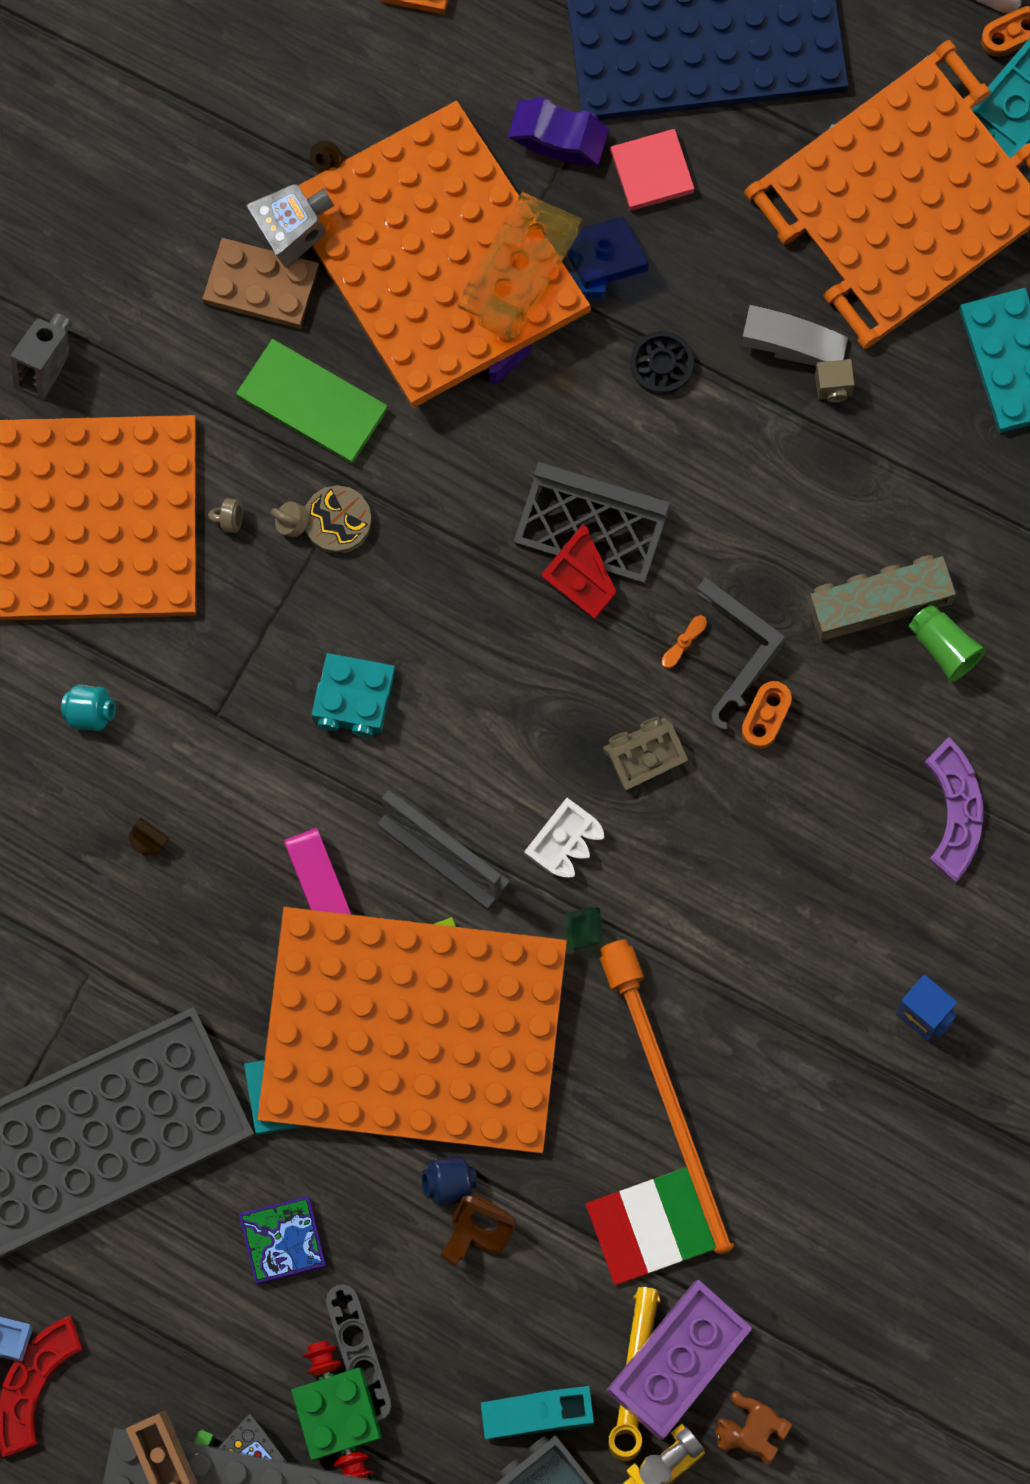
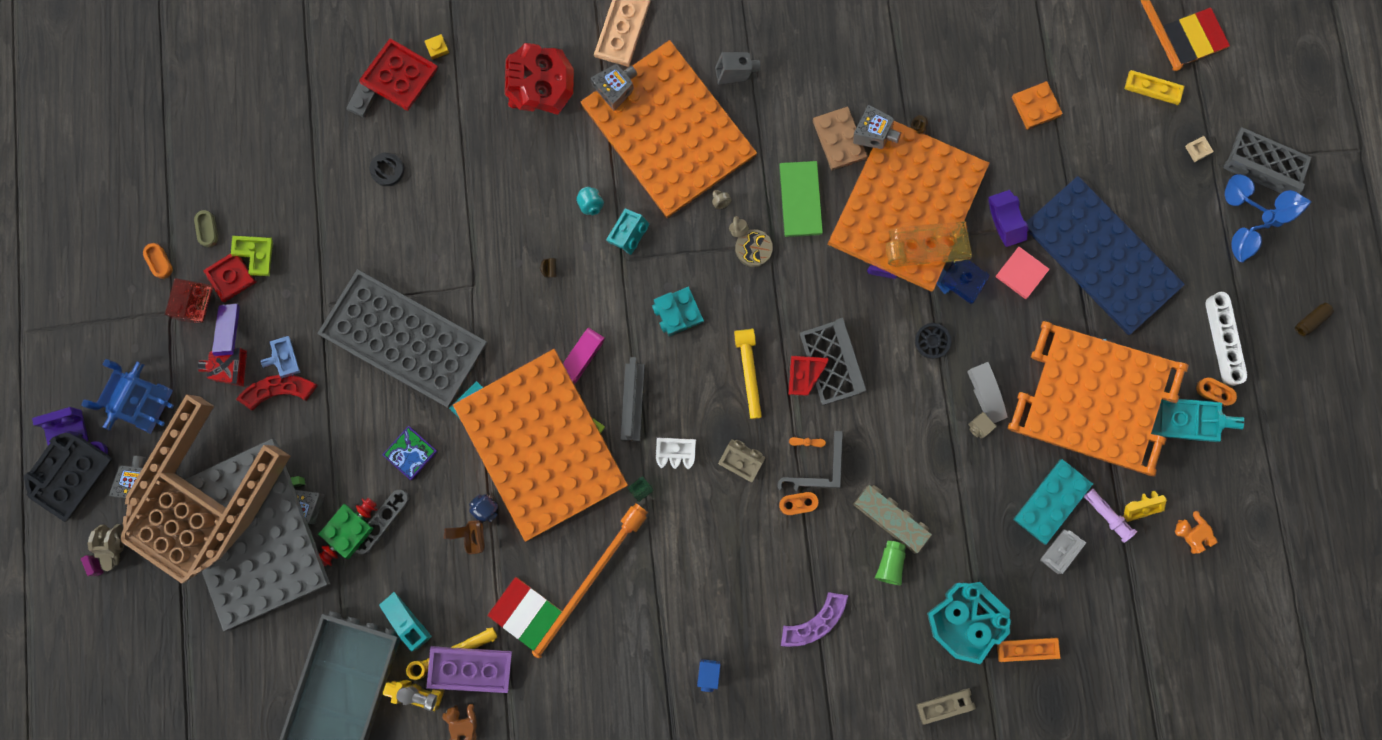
camera: 55 degrees right, 5 degrees up
(175, 683) = (628, 231): none -> teal bracket
(469, 625) = (745, 340): none -> yellow piece

